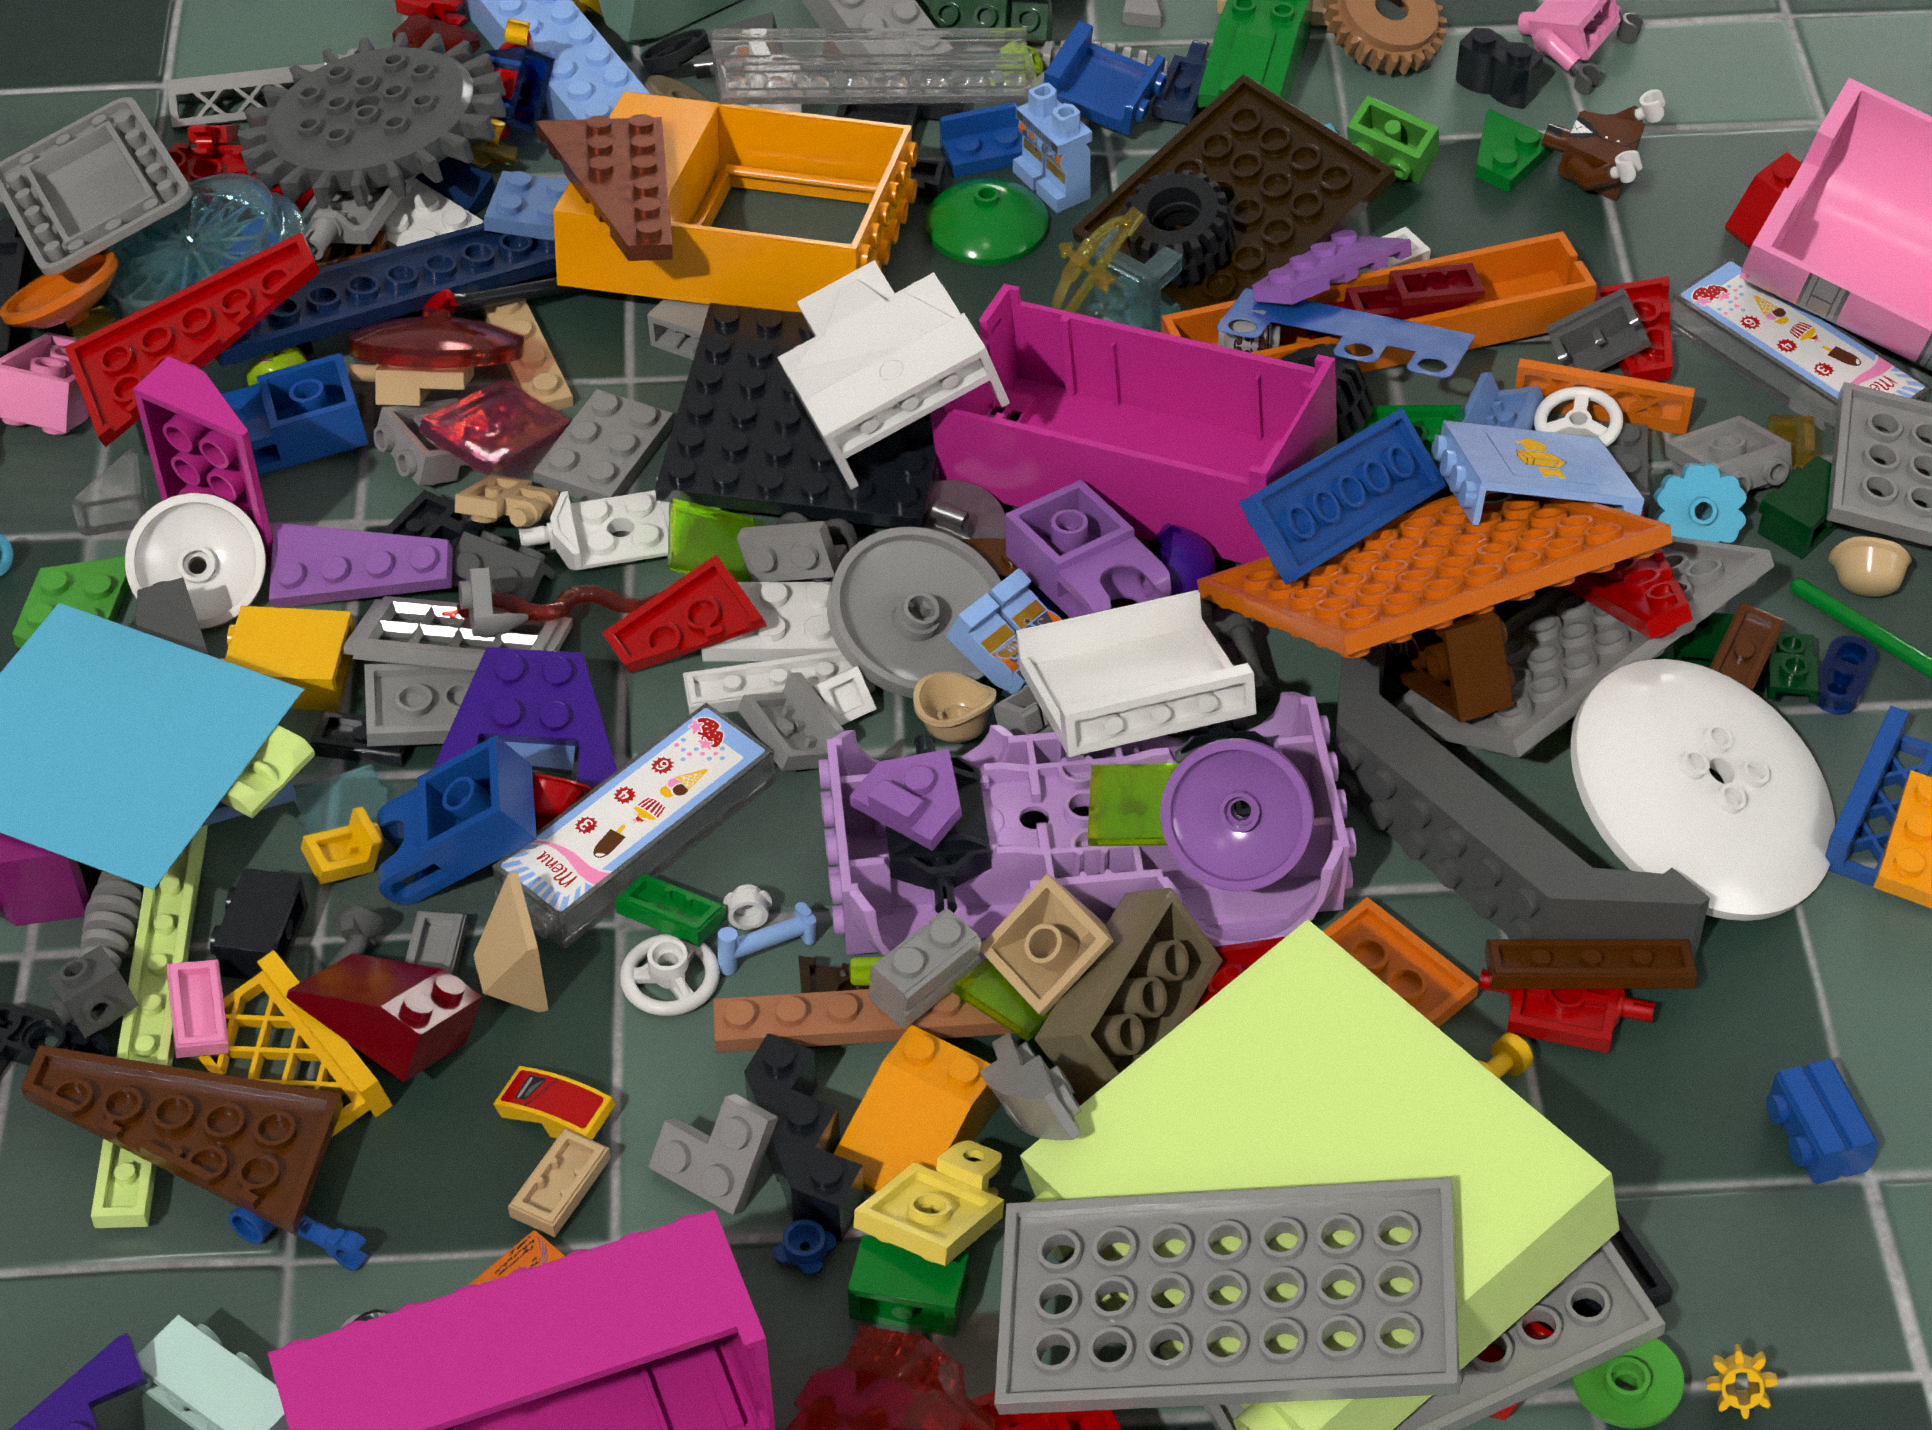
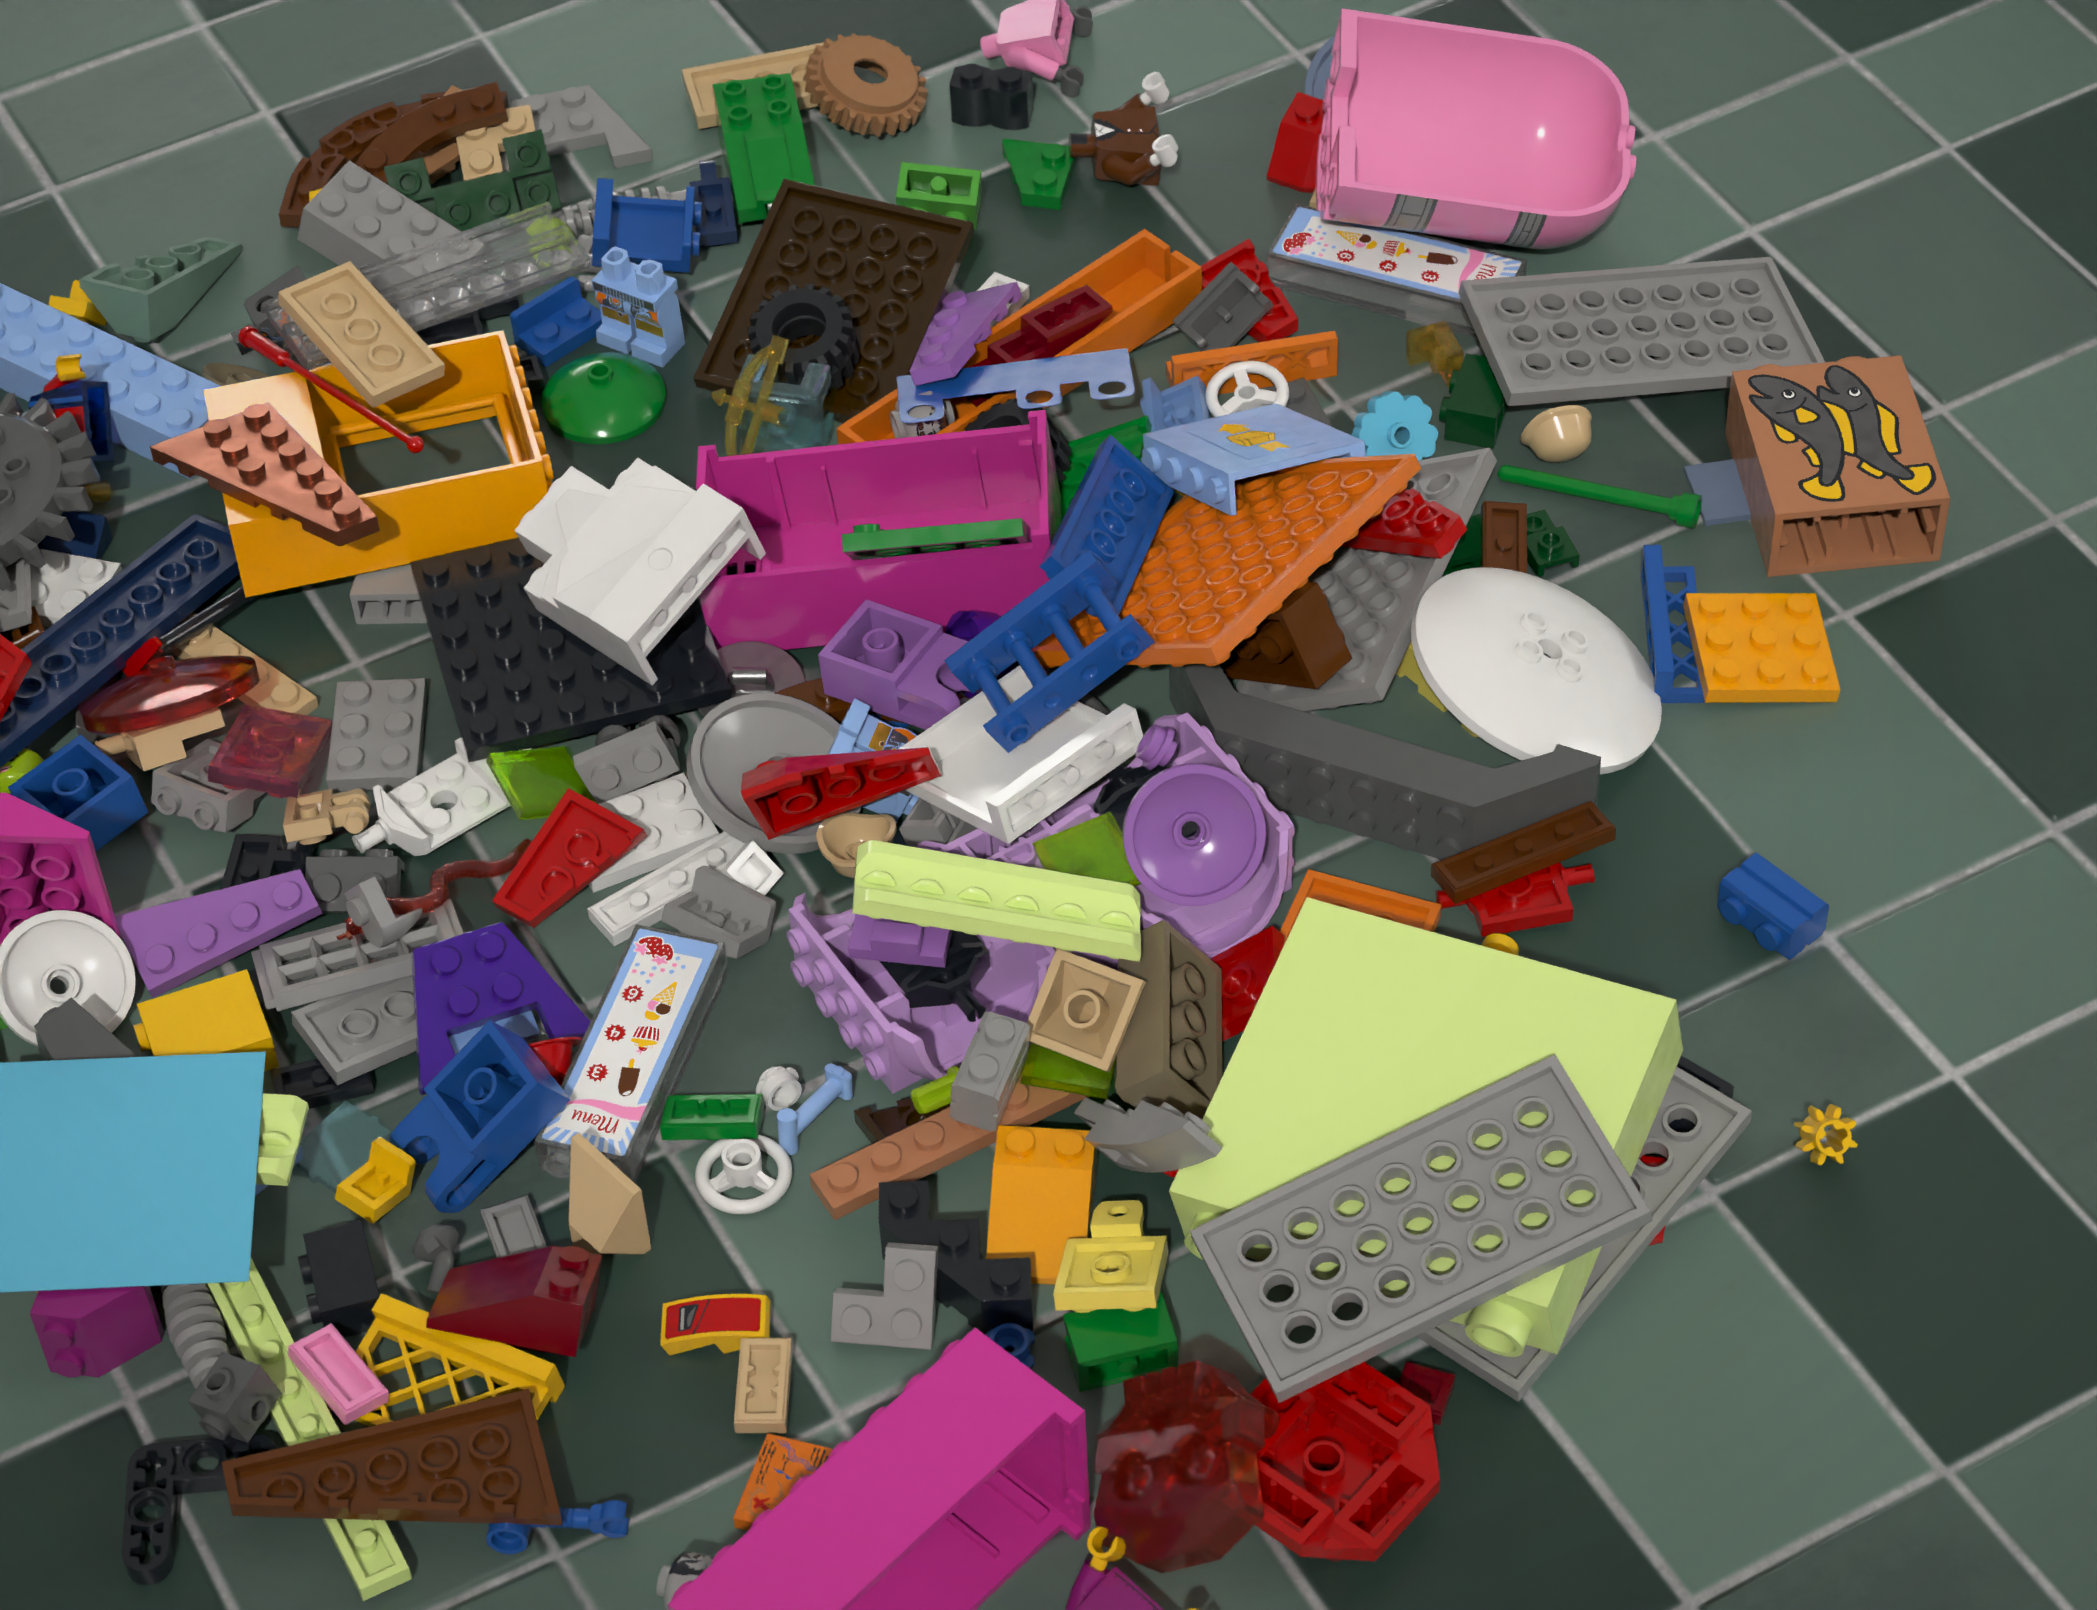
camera: 25 degrees left, 0 degrees up
(524, 205) = (169, 531): medium blue plate -> none
(674, 51) = (186, 343): black piece -> none
(696, 62) = (252, 339): none -> red piece
(776, 85) = (361, 334): none -> tan plate
(924, 636) = (816, 787): none -> red wedge
(1012, 806) = (997, 900): none -> yellowish green plate
(1098, 424) = (872, 542): none -> green plate
(1197, 557) = (1029, 624): none -> blue fence
(1256, 717) = (1156, 747): none -> medium lavender plate
(1649, 1370) = (1760, 1170): bright green dish -> none
(1736, 448) = (1391, 368): light grey plate -> none
(1844, 674) = (1588, 529): clear blue plate -> none

